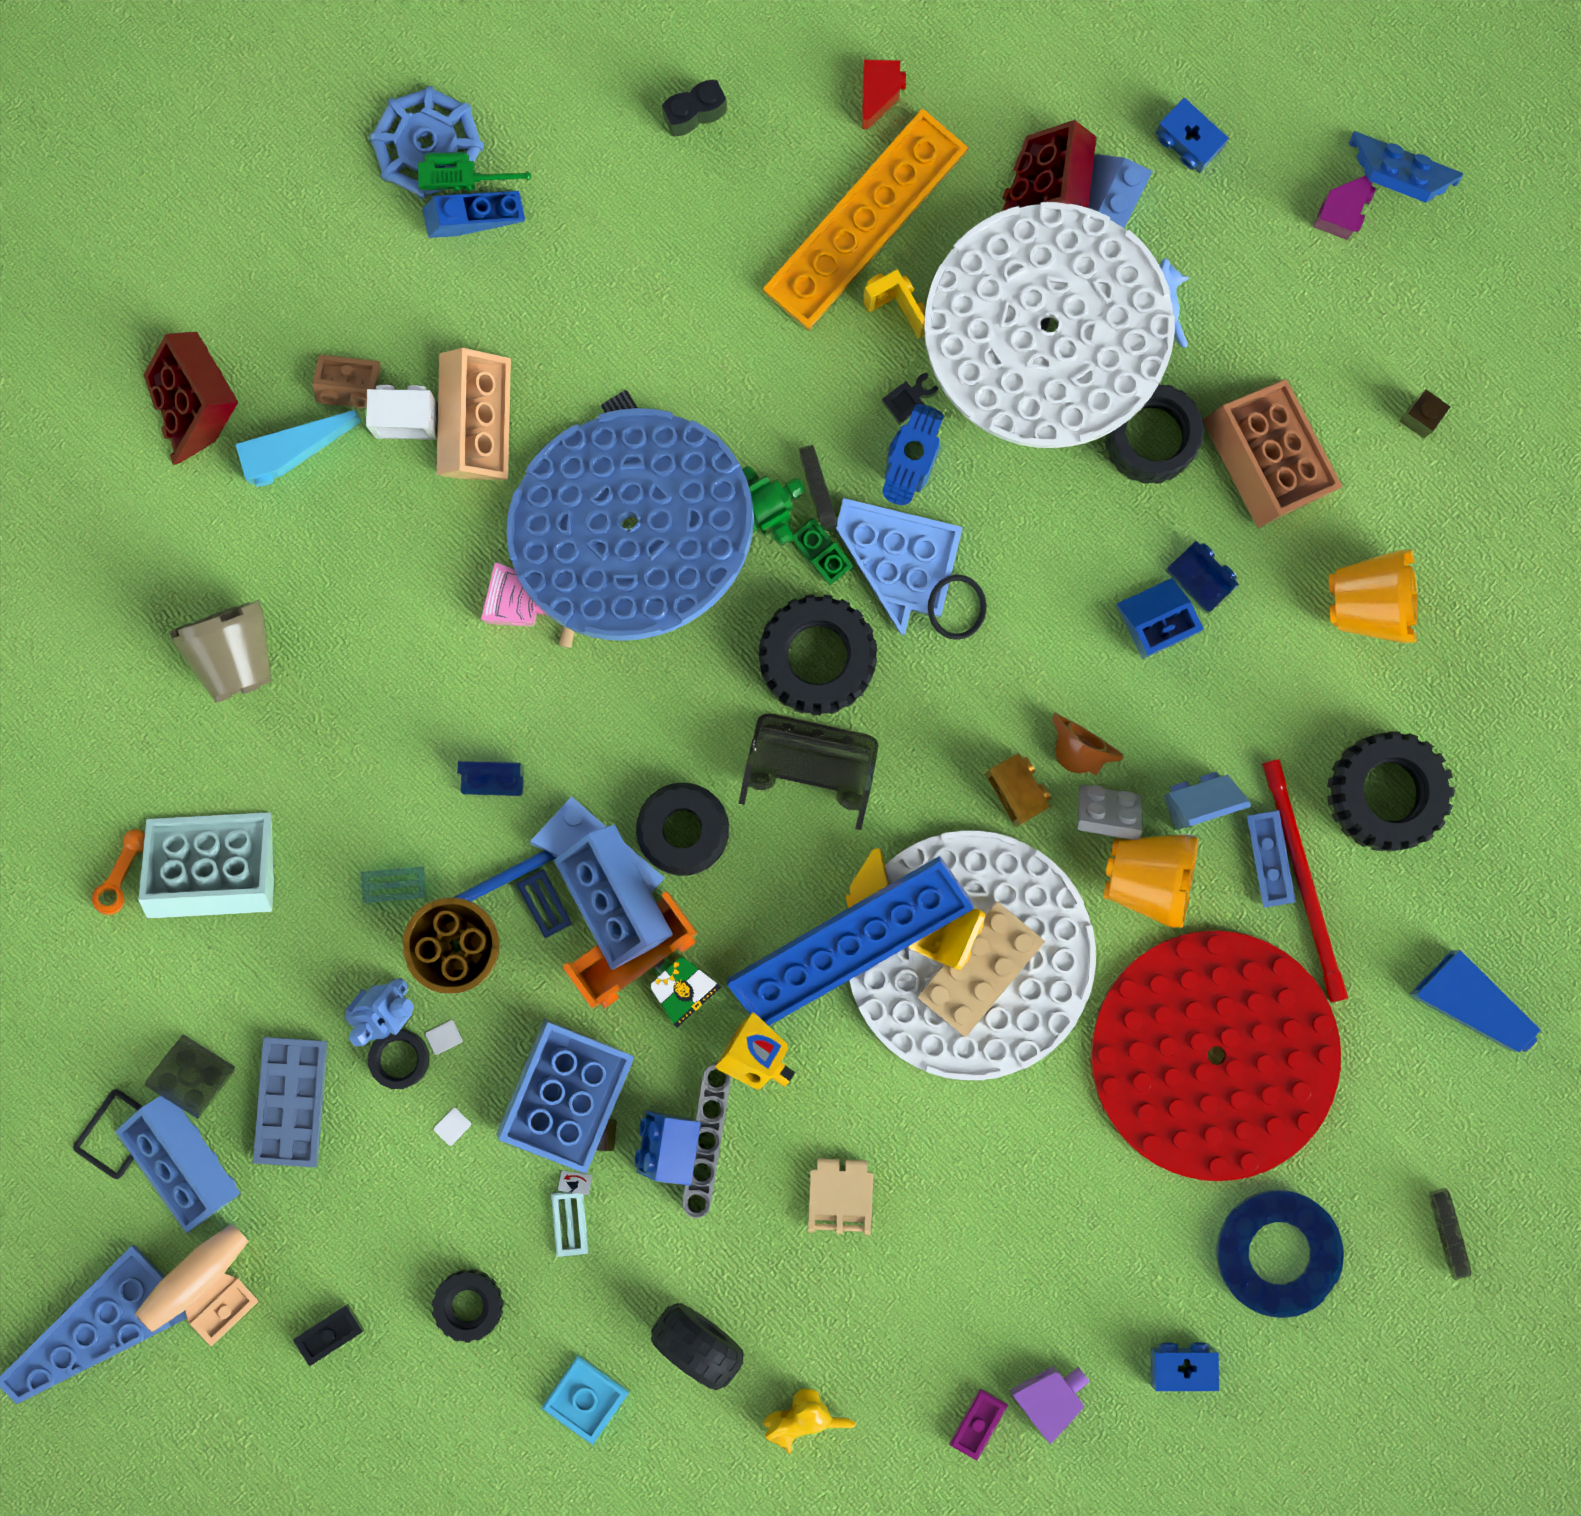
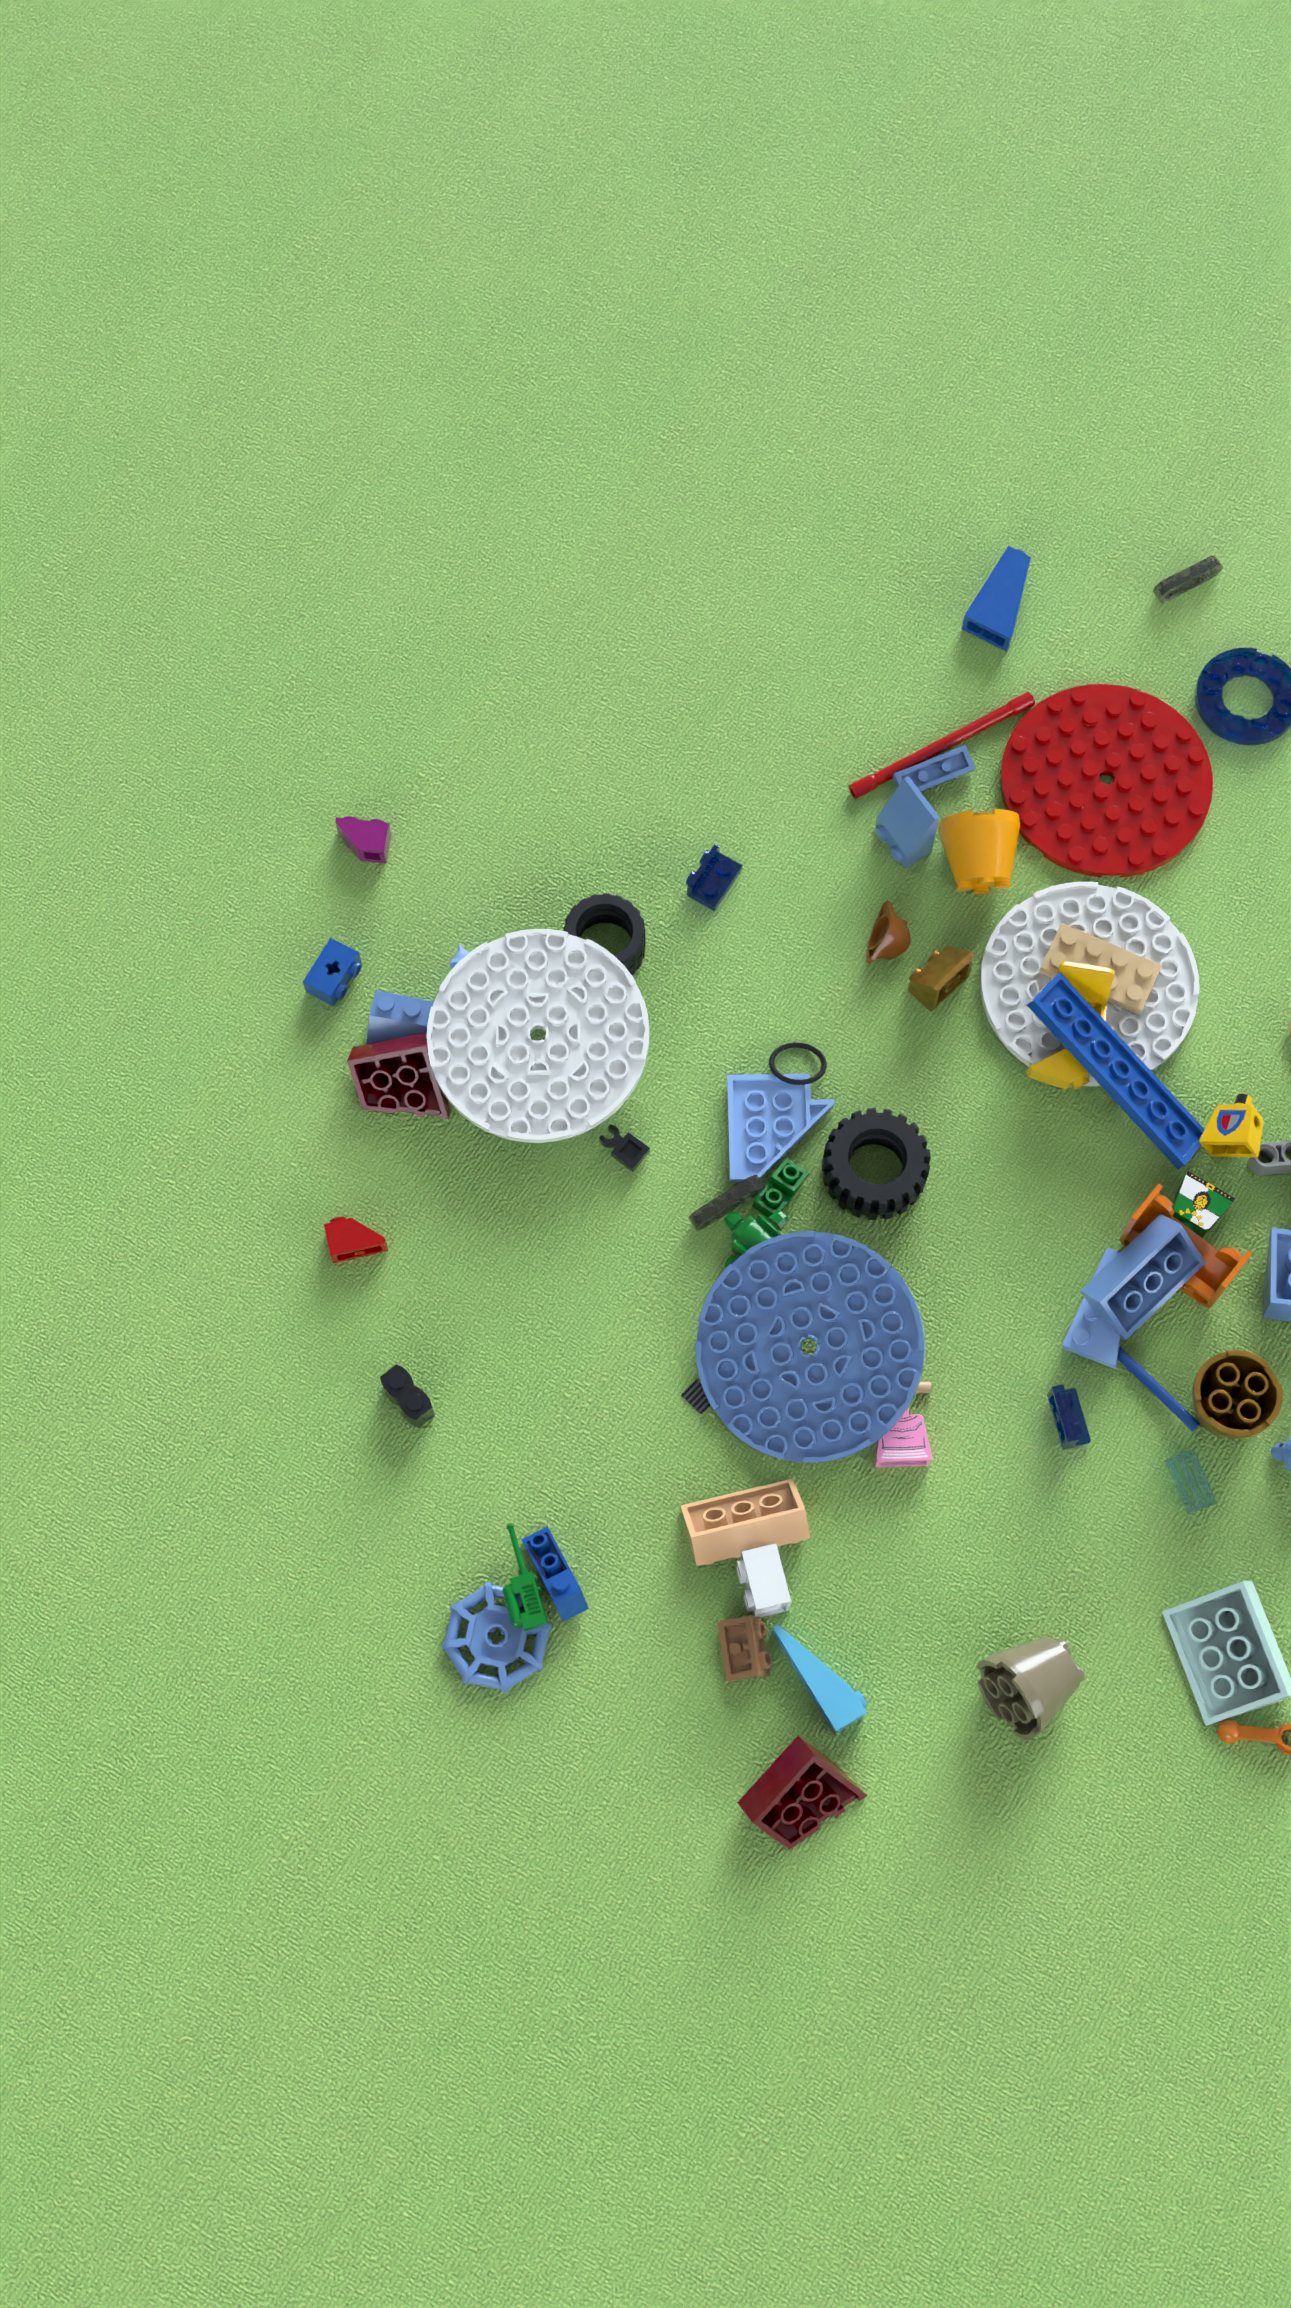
camera: 100 degrees left, 15 degrees down
(556, 926) = (1146, 1361): dark blue tile -> none
(678, 798) = (1067, 1215): black tyre -> none
(812, 756) = (960, 1144): clear smoke windscreen -> none
(865, 219) = (473, 1224): light orange plate -> none
(884, 289) = (538, 1167): yellow bracket -> none
(903, 473) = (698, 1124): blue piece -> none
(1109, 812) = (937, 899): light grey plate -> none
(1159, 618) = (760, 899): blue slope -> none
(1271, 452) = (594, 847): nougat slope -> none
(1377, 597) = (696, 734): light orange cone -> none
(1402, 170) = (323, 801): blue wing -> none
(1424, 413) = (528, 738): dark brown brick -> none
(1430, 784) = (860, 665): black tyre -> none

